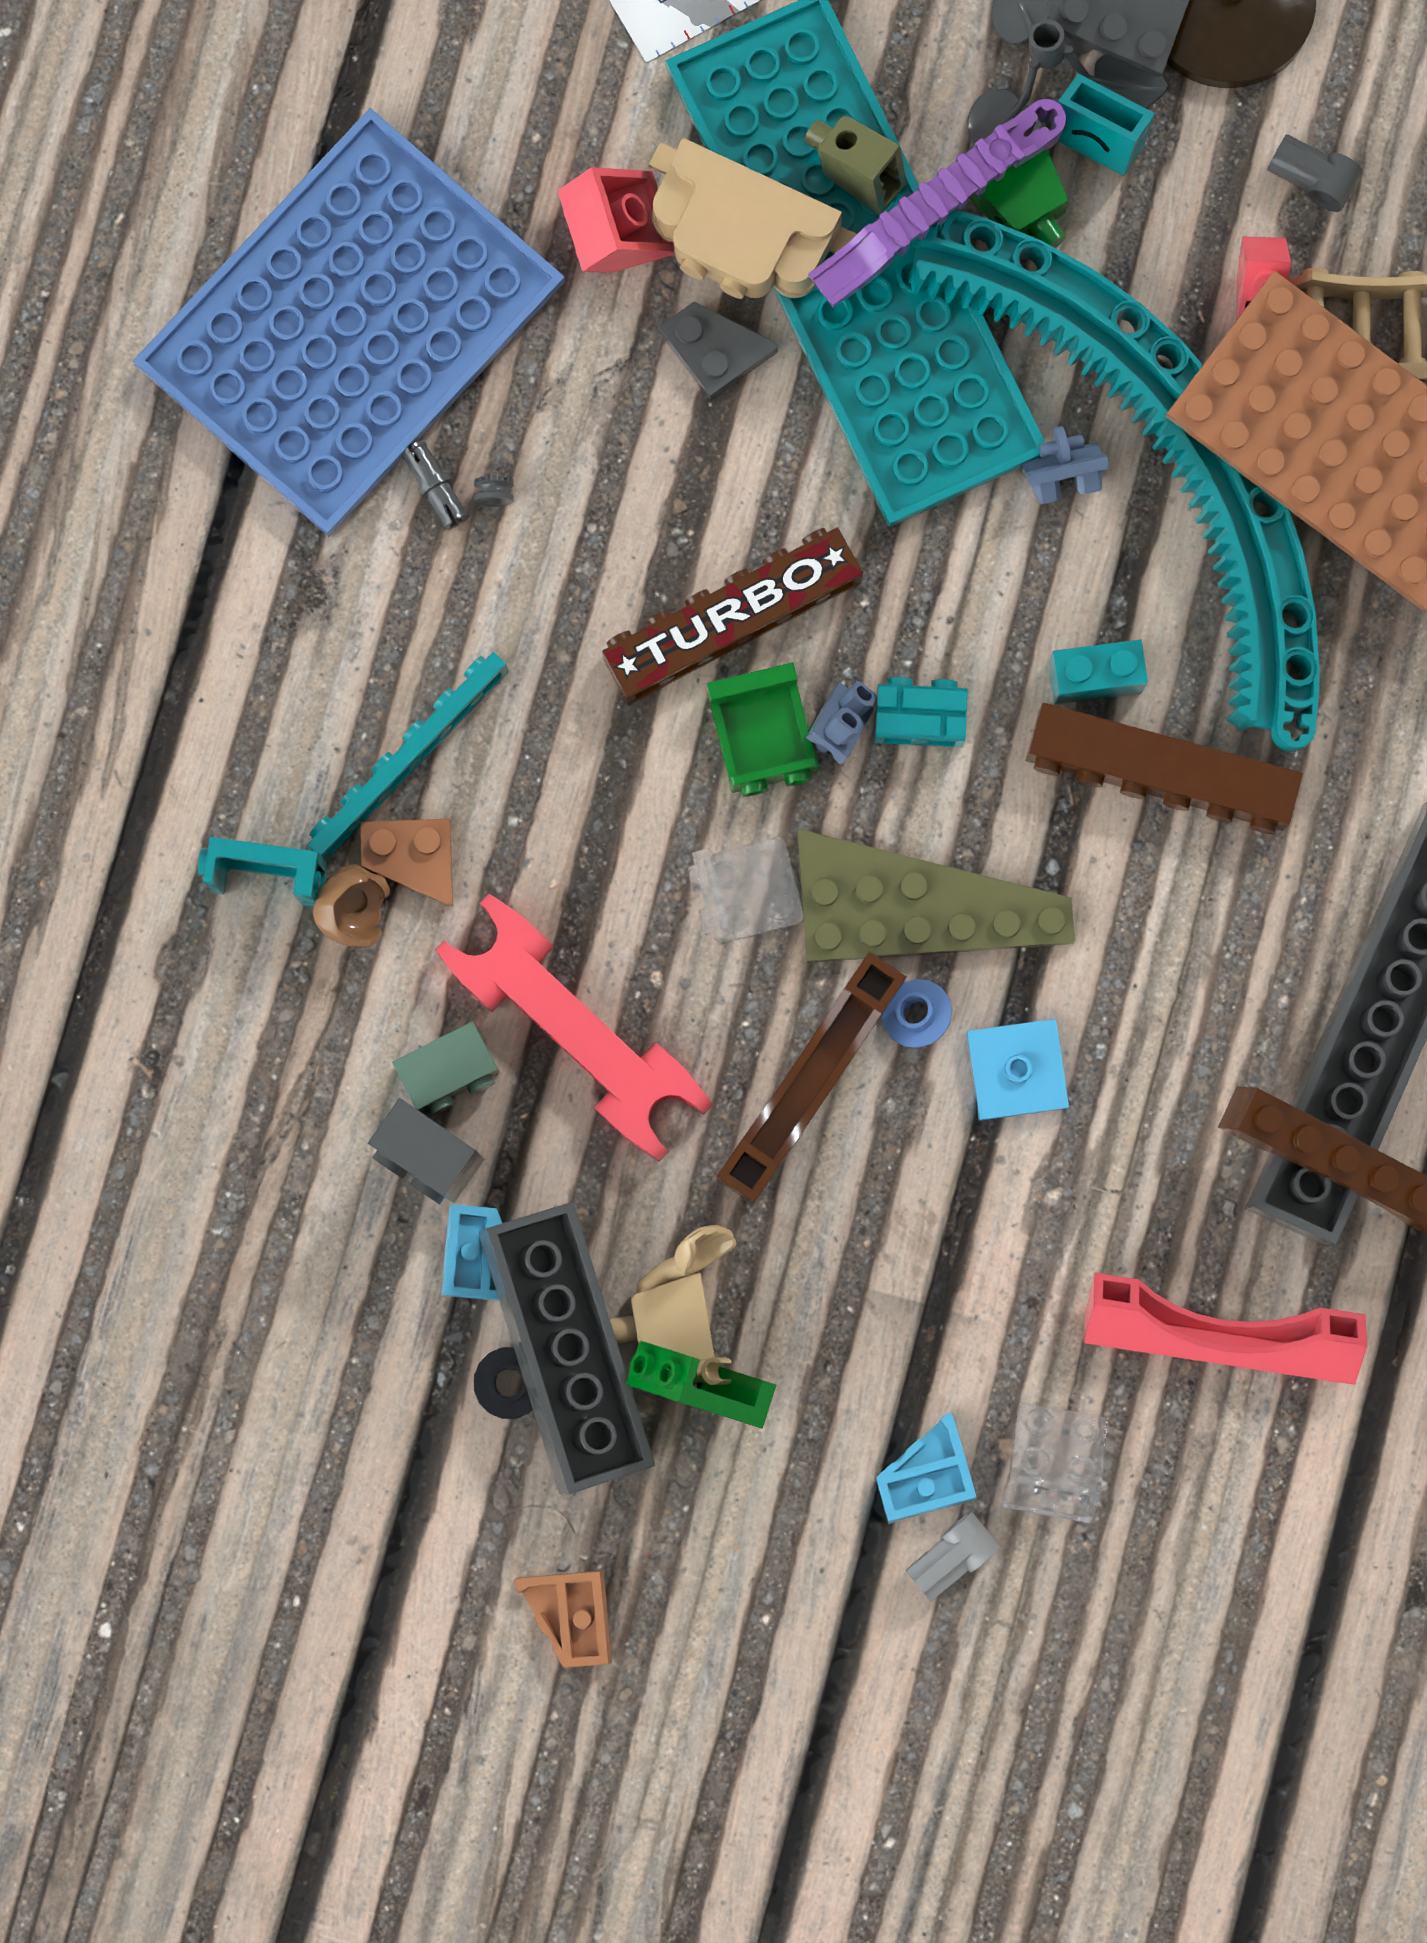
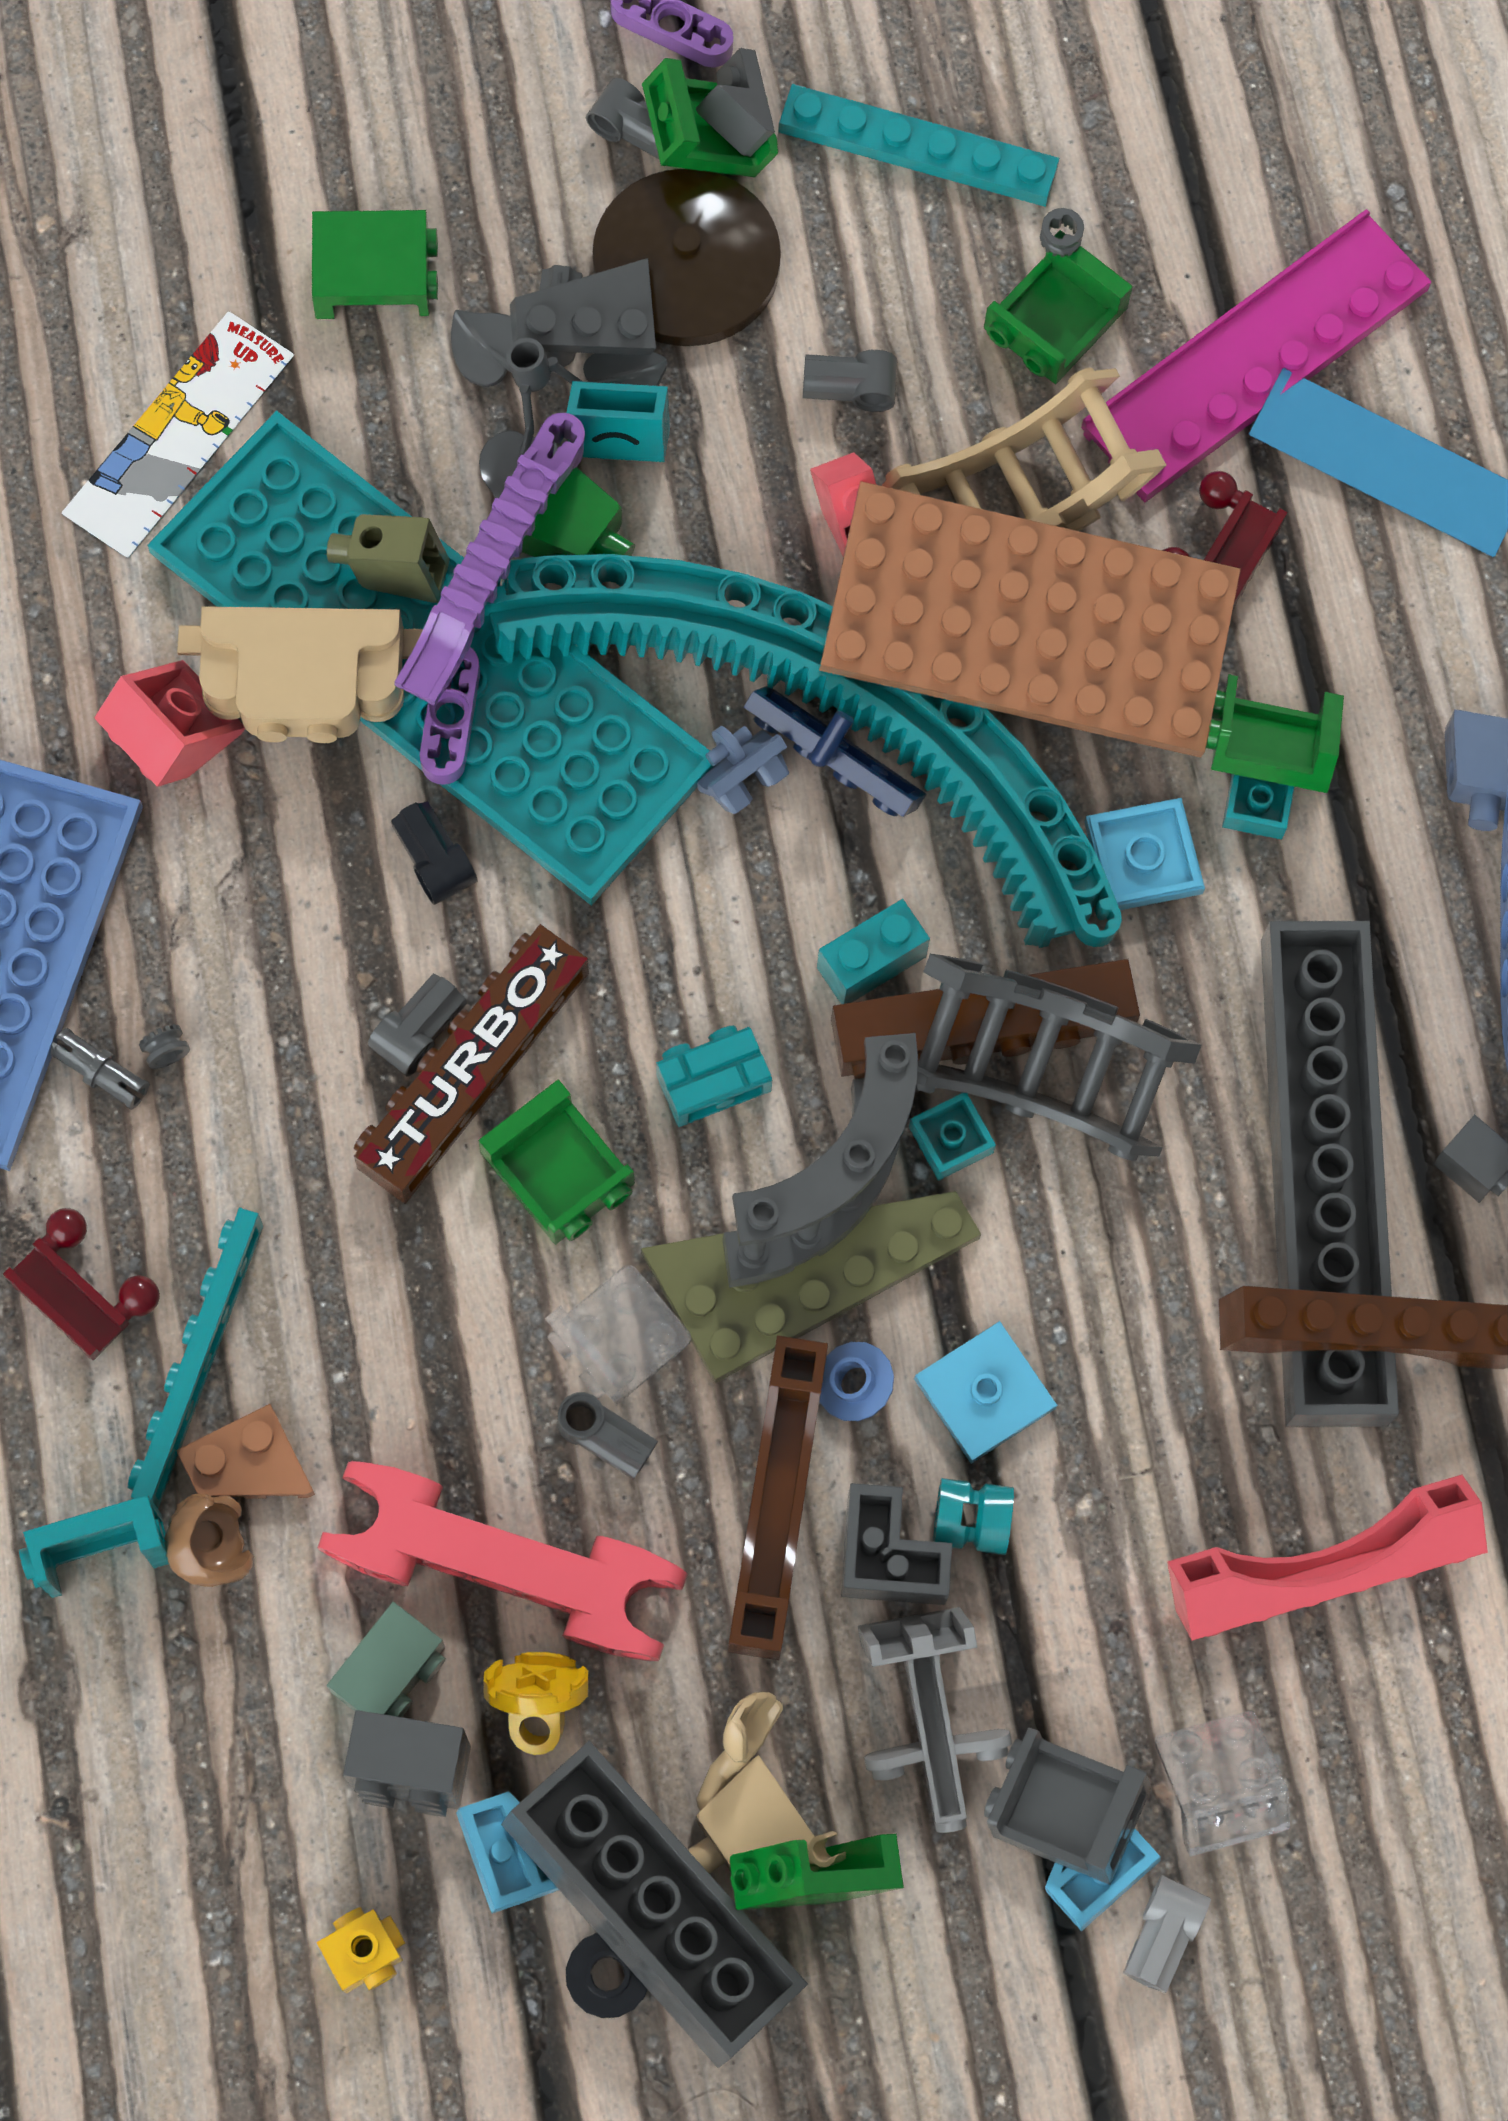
camera: 30 degrees left, 10 degrees down
(313, 1272) = (341, 1949): none -> yellow brick
(329, 660) = (69, 1298): none -> dark red gear
(551, 1138) = (538, 1687): none -> yellow tile
(694, 568) = (411, 1032): none -> dark grey piece
(702, 969) = (609, 1438): none -> dark grey piece
(715, 347) = (328, 805): dark grey wing -> none
(781, 437) = (438, 863): none -> black piece
(838, 348) = (457, 747): none -> medium lavender beam
(842, 719) = (636, 1115): sand blue hips -> none
(865, 1163) = (882, 1564): none -> dark grey brick
(865, 1244) = (919, 1643): none -> light grey piece
(922, 1424) = (1067, 1806): none -> dark grey panel
(958, 862) = (829, 1198): none -> dark grey fence
(971, 1174) = (991, 1516): none -> teal wheel
(1090, 851) = (952, 1135): none -> teal piece
(1145, 483) = (829, 747): none -> dark blue plate
(1223, 788) = (1056, 1007): none -> dark grey fence
(1363, 689) = (1146, 853): none -> medium azure plate

